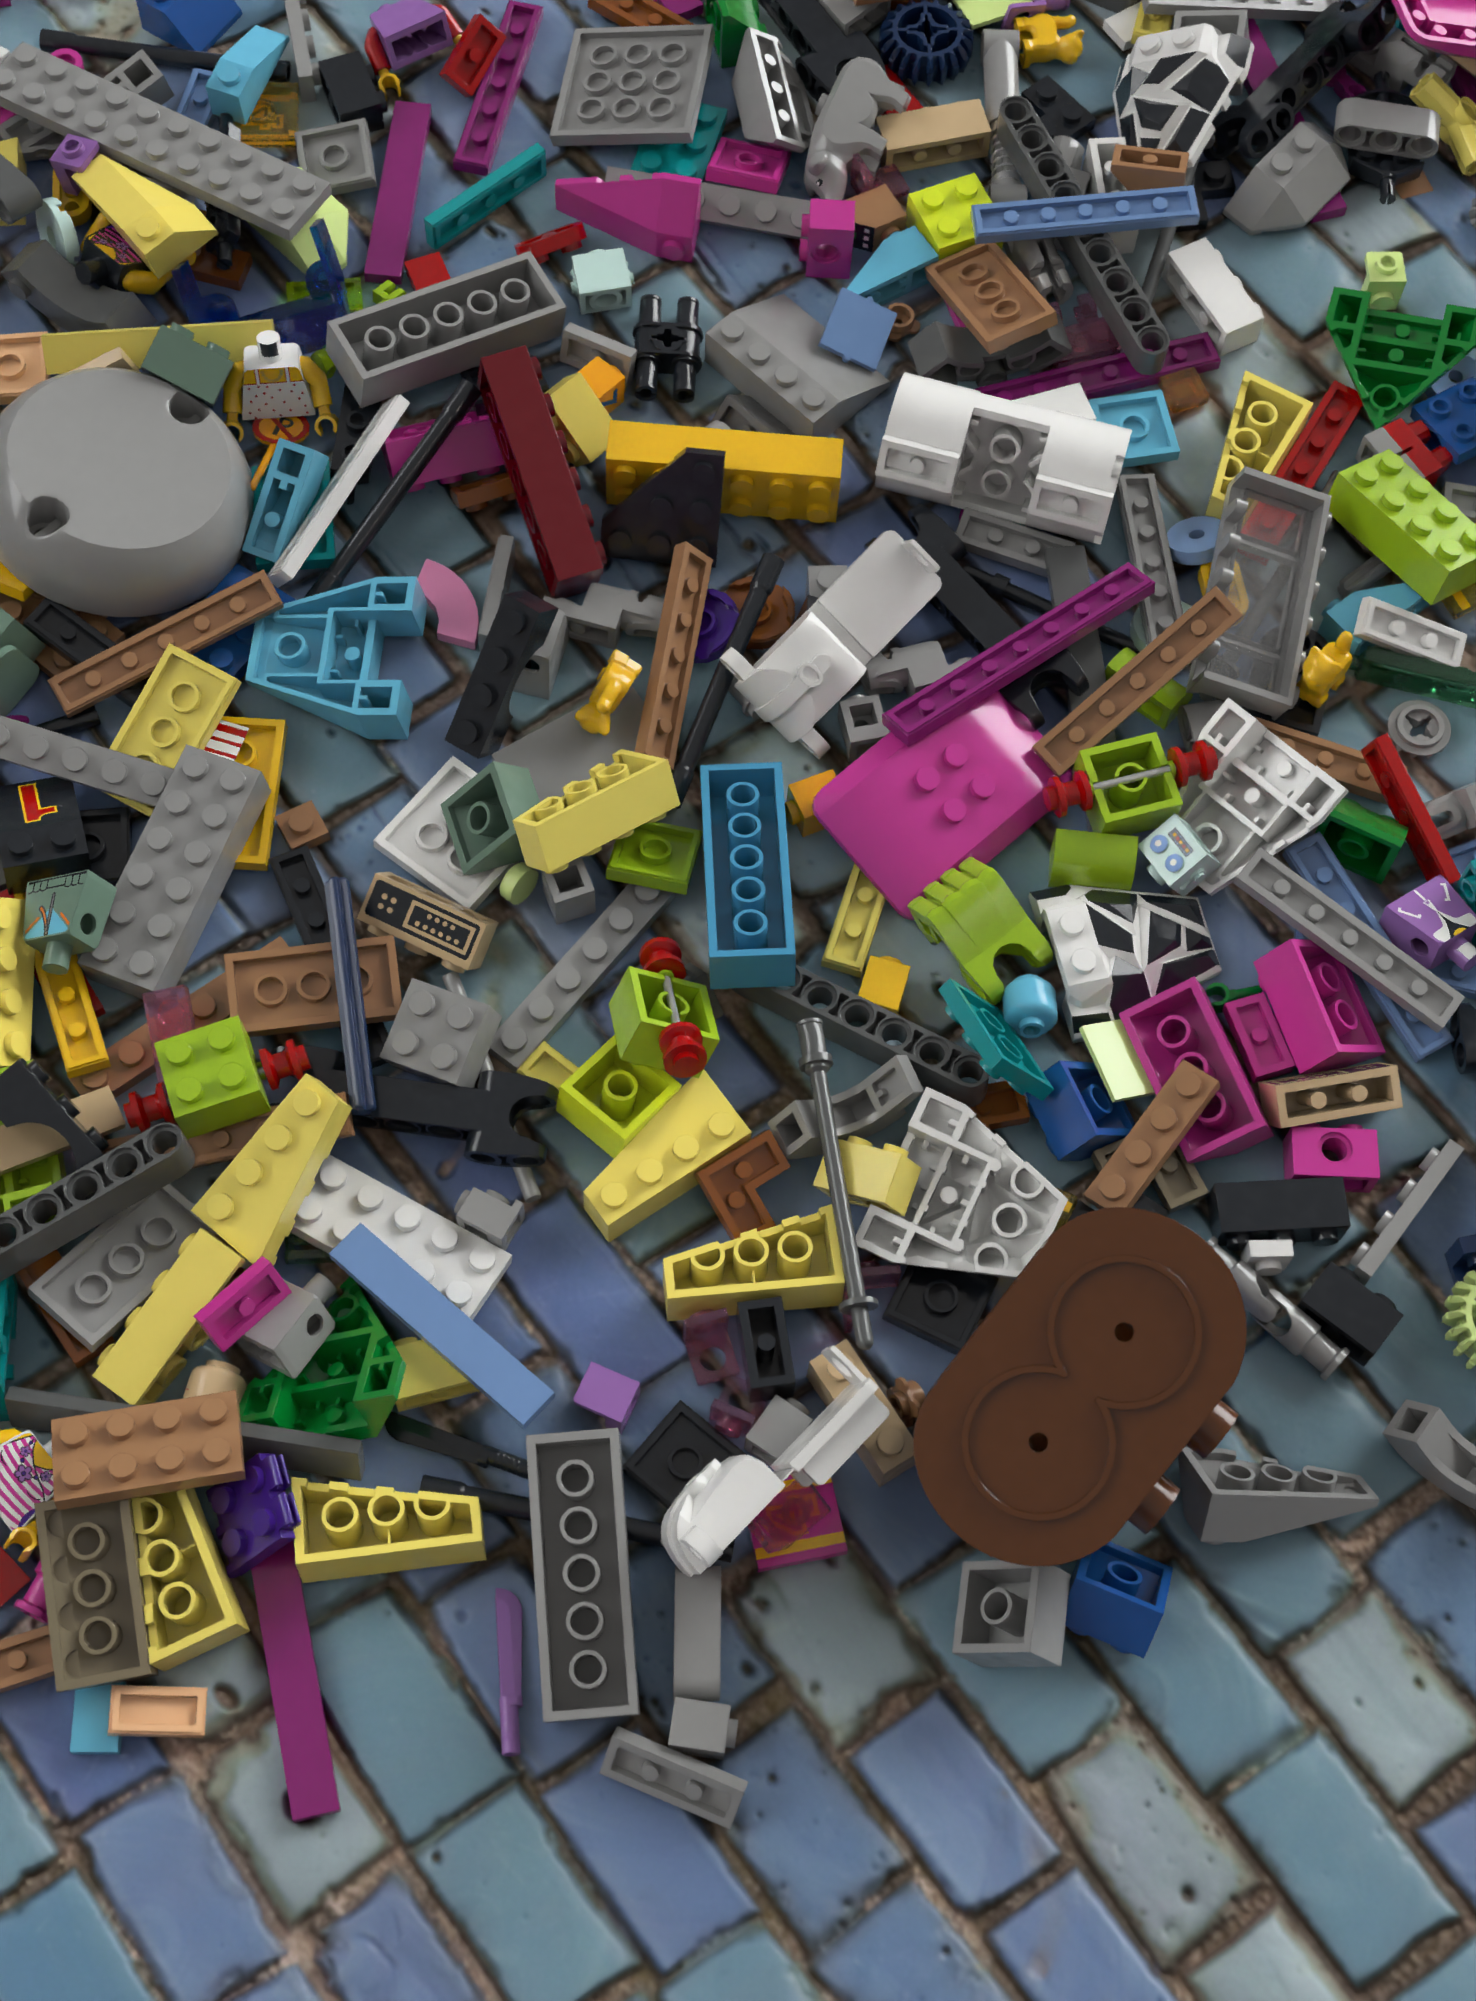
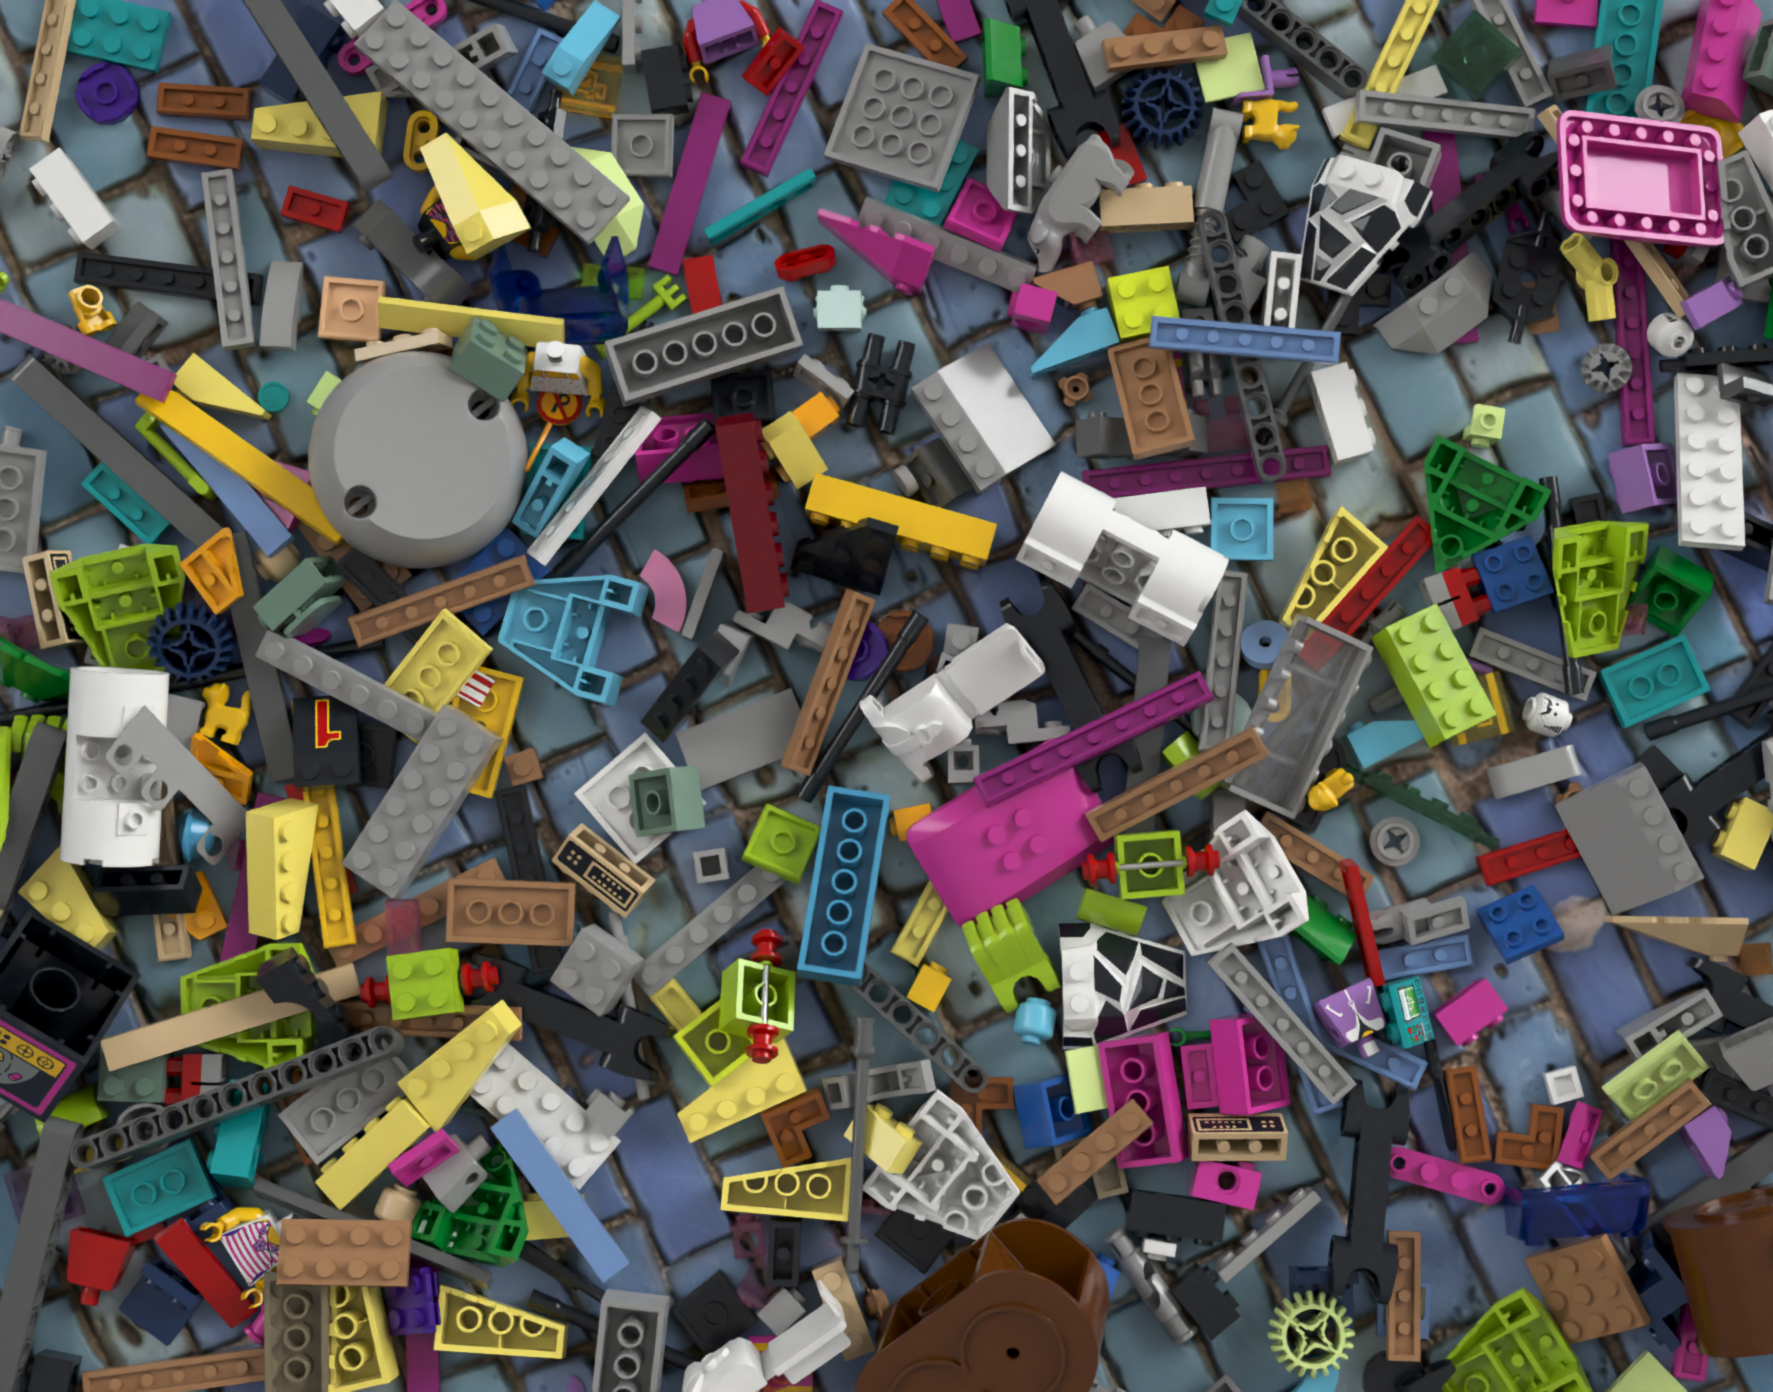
camera: 10 degrees right, 20 degrees up
(58, 229) = (404, 194): light aqua tile -> none
(66, 916) = (336, 833): sand green torso -> none
(71, 157) = (424, 128): medium lavender bracket -> none
(350, 996) = (534, 930): dark blue axle -> none
(518, 883) = (676, 847): yellowish green tile -> none
(596, 810) = (741, 815): light yellow wedge -> none
(608, 693) = (770, 709): yellow animal -> none
(608, 1395) = (667, 1261): medium lavender panel -> none
(857, 329) = (1037, 400): medium blue piece -> none
(995, 1040) = (998, 1056): teal plate -> none
(1148, 167) = (1311, 303): medium nougat slope -> none
(1178, 856) = (1175, 924): light aqua head -> none
(1387, 128) = (1531, 277): light grey beam -> none
(1408, 633) = (1408, 766): white tile -> none

